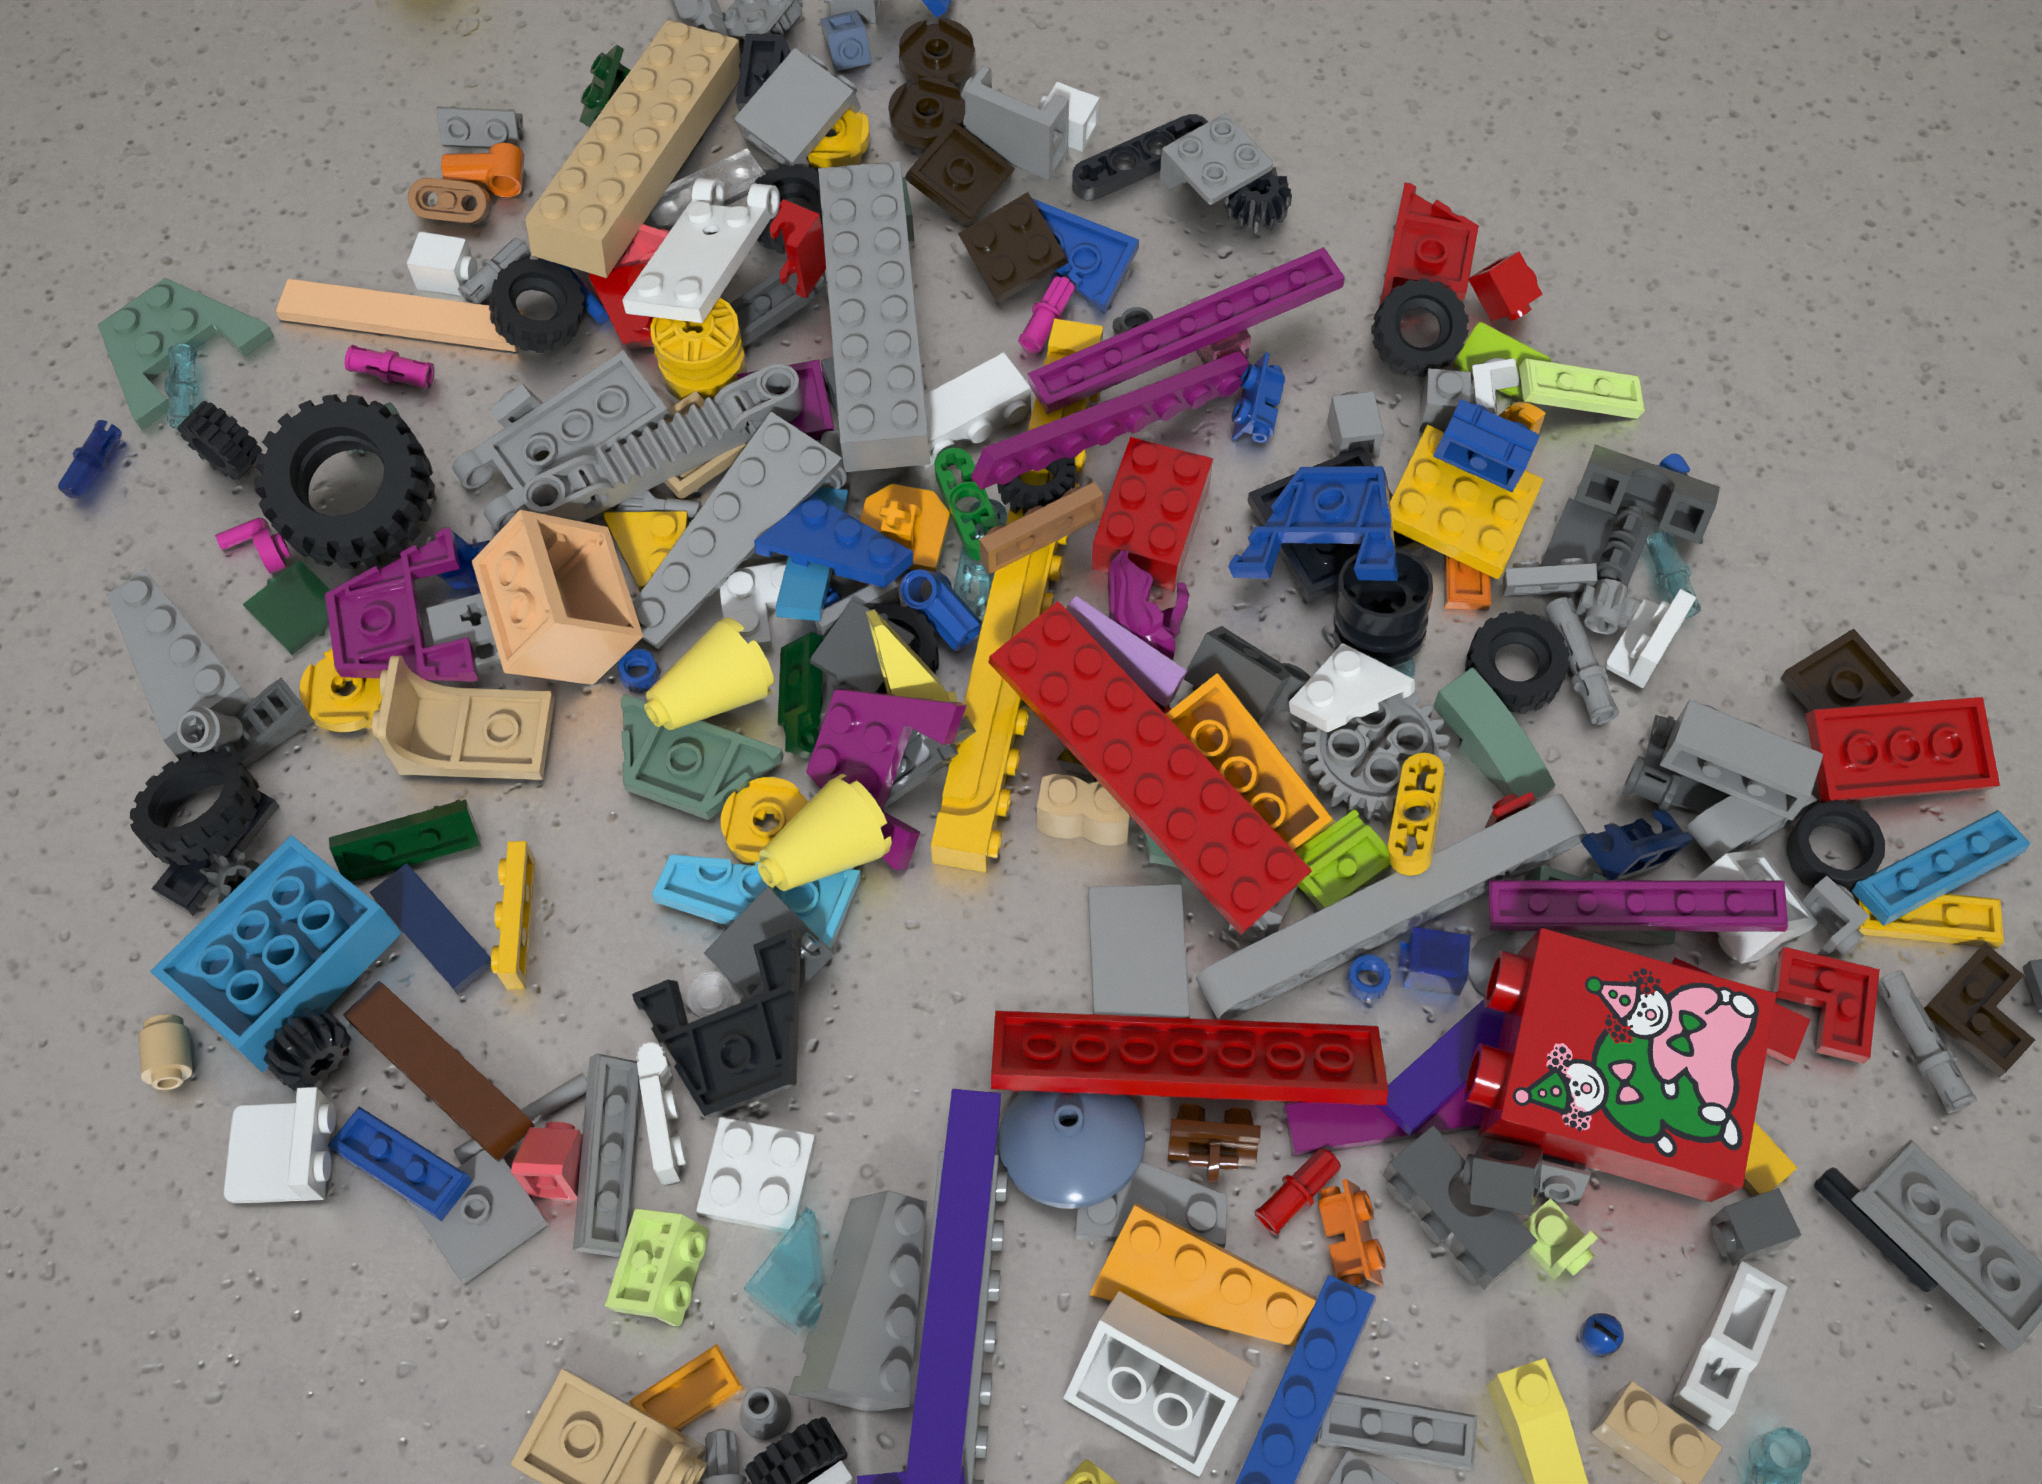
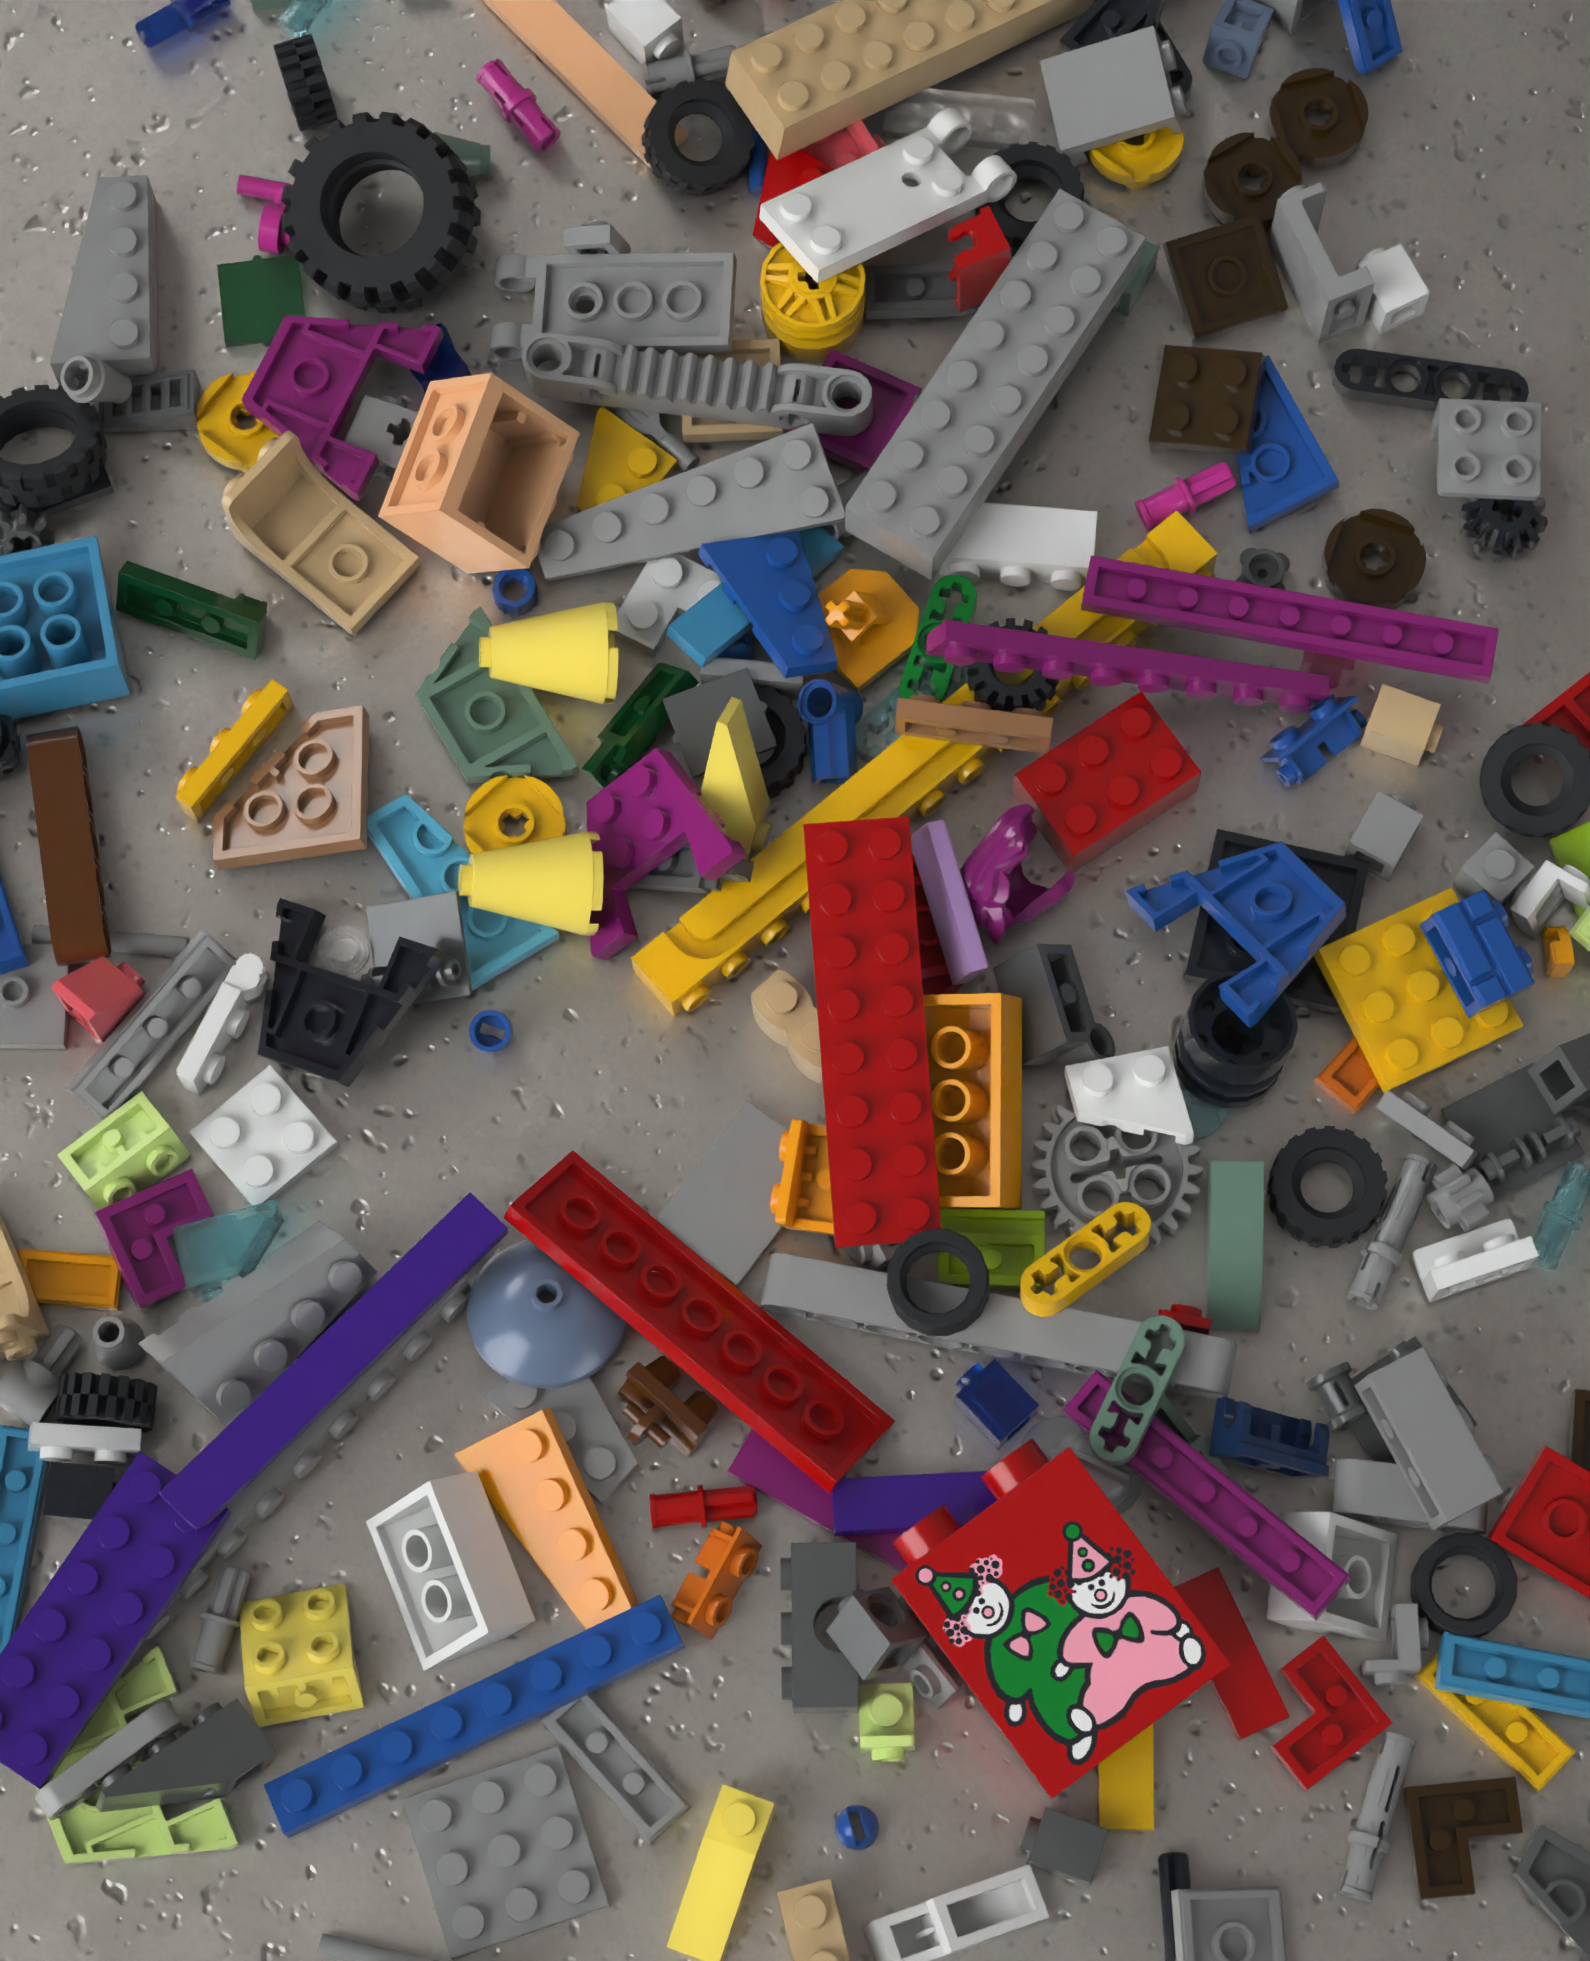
camera: 40 degrees right, 10 degrees up
(431, 928) = (158, 707): dark blue tile -> none
(594, 913) = (302, 799): none -> medium nougat plate
(720, 1318) = (139, 1231): none -> magenta plate
(865, 962) = (488, 1042): none -> blue hinge
(1190, 912) = (804, 1193): none -> light orange bracket
(1197, 253) = (1400, 548): none -> dark brown plate
(1306, 354) = (1402, 725): none -> tan brick
(1340, 865) = (938, 1241): none -> black tyre
(1374, 964) = (931, 1355): blue axle -> none
(1536, 834) = (1166, 1360): none -> sand green beam

